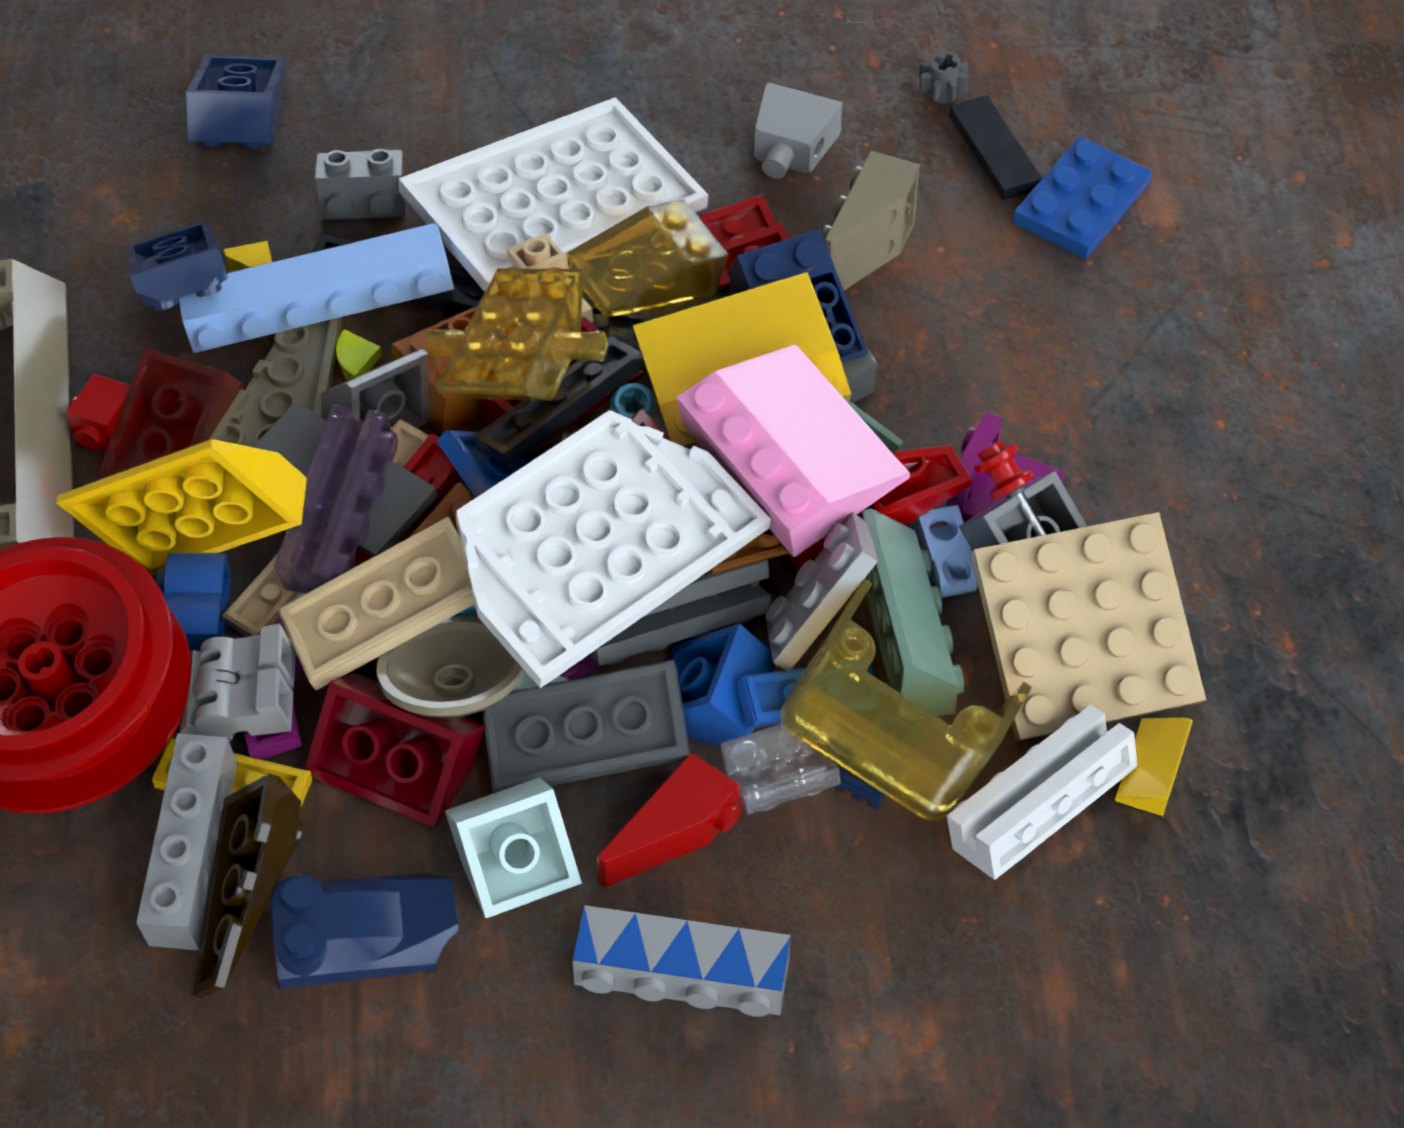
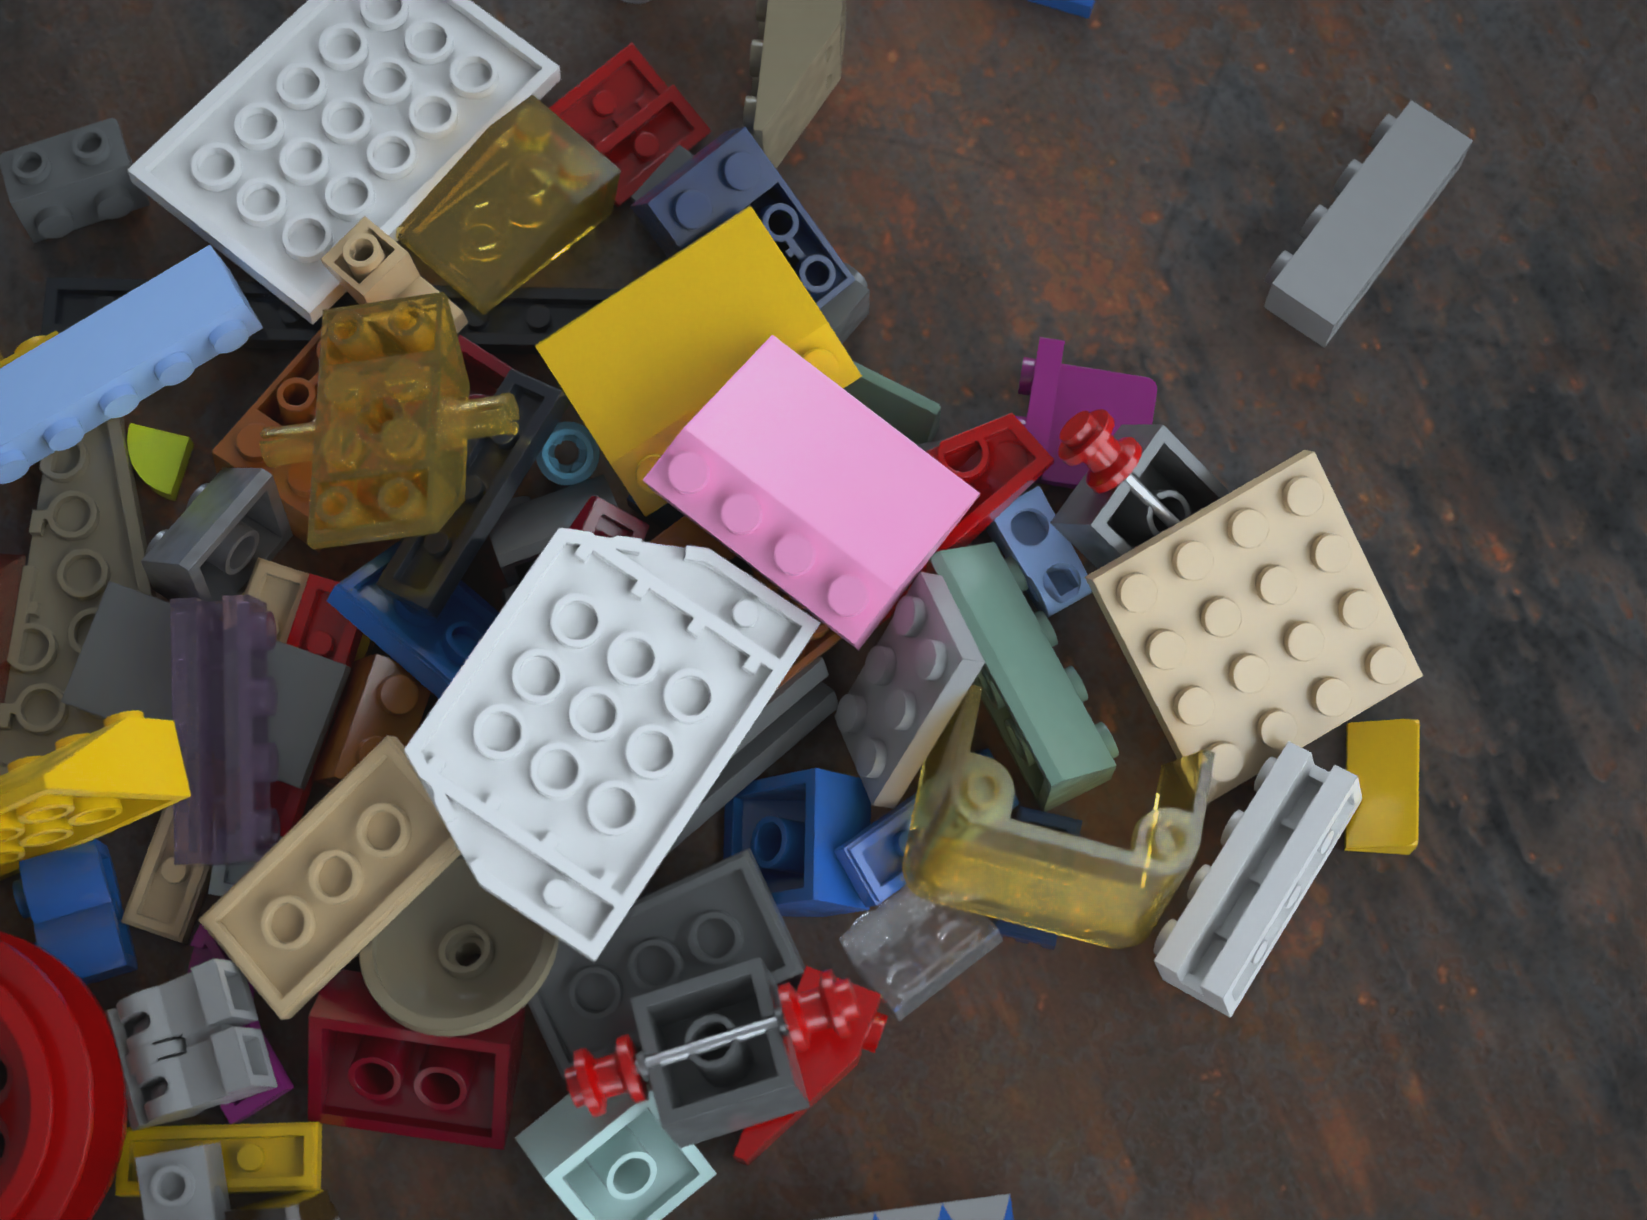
camera: 15 degrees left, 20 degrees up
(607, 771) = (716, 1050): none -> dark grey brick
(1246, 414) = (1366, 222): none -> light grey brick

